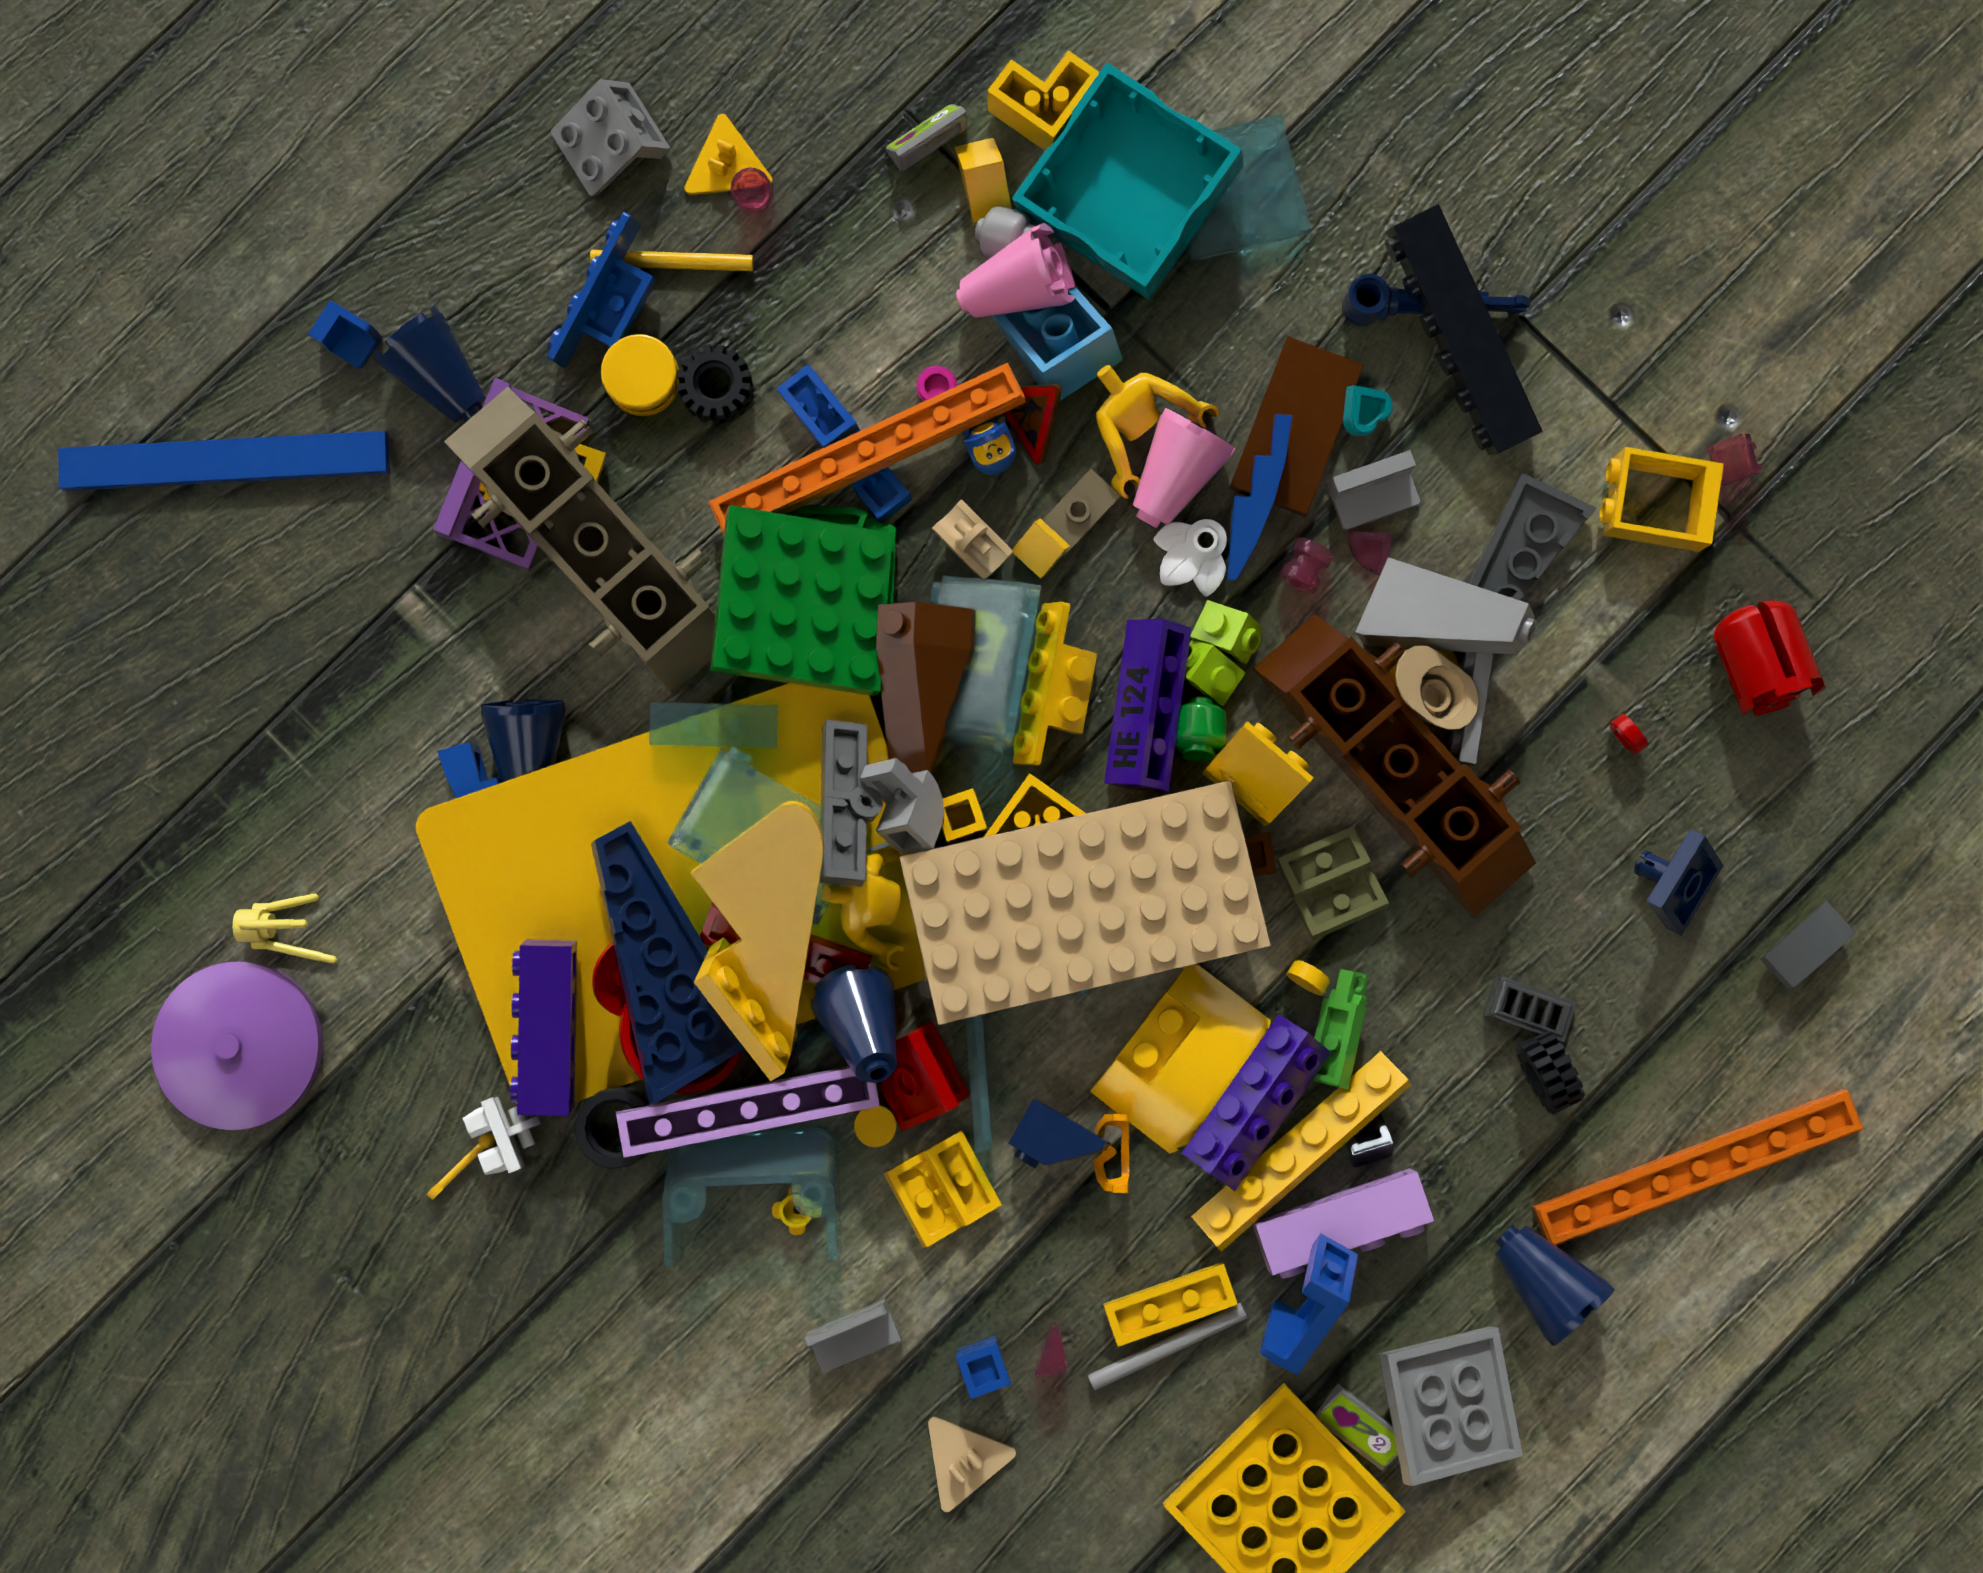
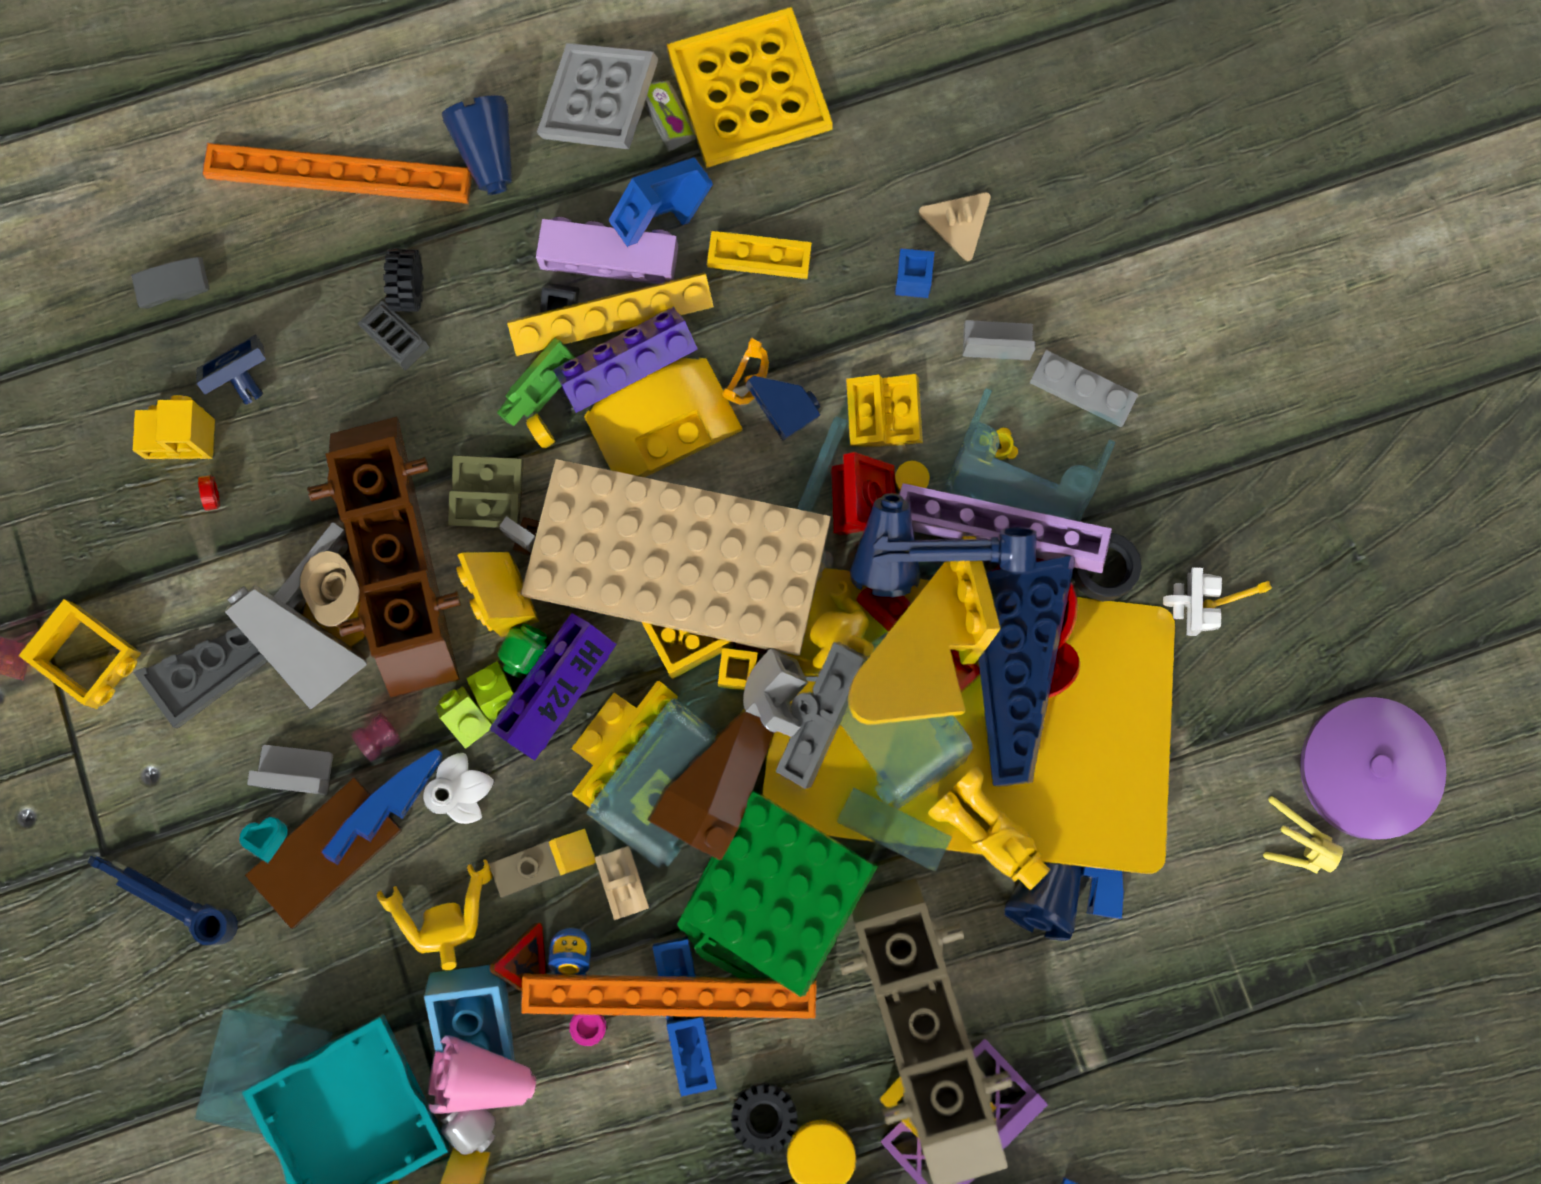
camera: 155 degrees left, 5 degrees down
(545, 1027) = (1127, 662): dark purple brick -> none
(590, 764) = (1005, 844): none -> yellow piece
(719, 1080) = (1013, 550): none -> dark blue piece
(731, 1325) = (1084, 388): none -> light grey plate
(1052, 1355) = (862, 259): clear pink slope -> none
(1167, 1346) = (778, 228): light grey bar -> none
(1177, 467) = (433, 861): bright pink cone -> none
(1268, 846) = (517, 534): none -> light grey tile
(1370, 549) = (320, 726): clear pink tile -> none
(1462, 330) = (153, 859): black brick -> none
(1704, 780) = (174, 430): none -> yellow brick
(1766, 657) = (74, 497): red cylinder -> none

